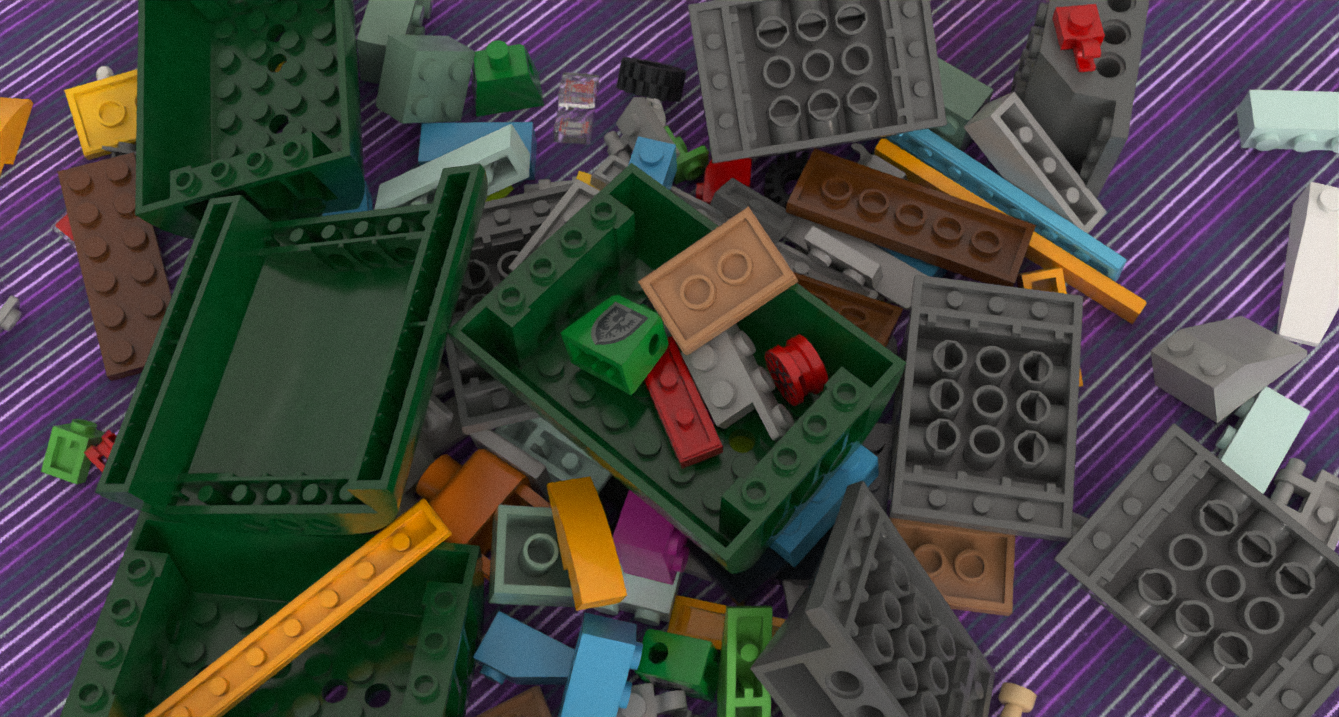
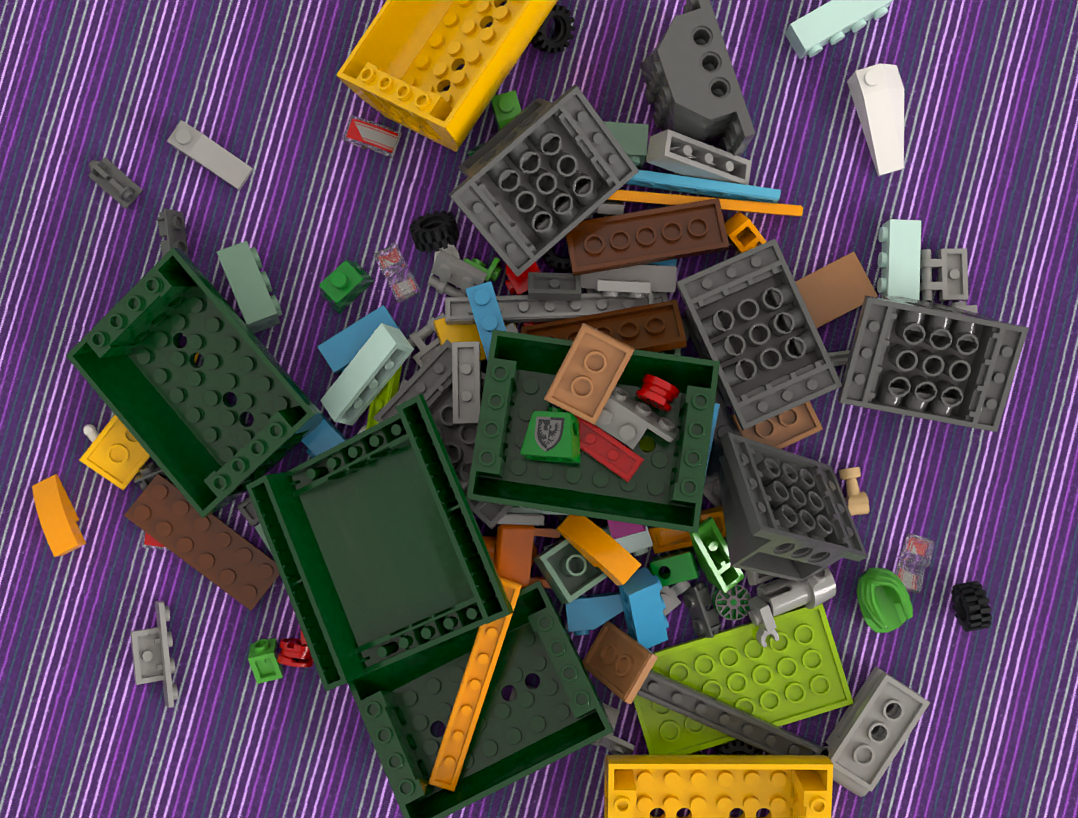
camera: 35 degrees left, 20 degrees up
(424, 78) = (302, 320): sand green brick -> none
(1082, 31) = (691, 76): red plate -> none
(1120, 432) = (835, 289): none -> medium nougat tile
(1222, 364) = (862, 216): light grey slope -> none

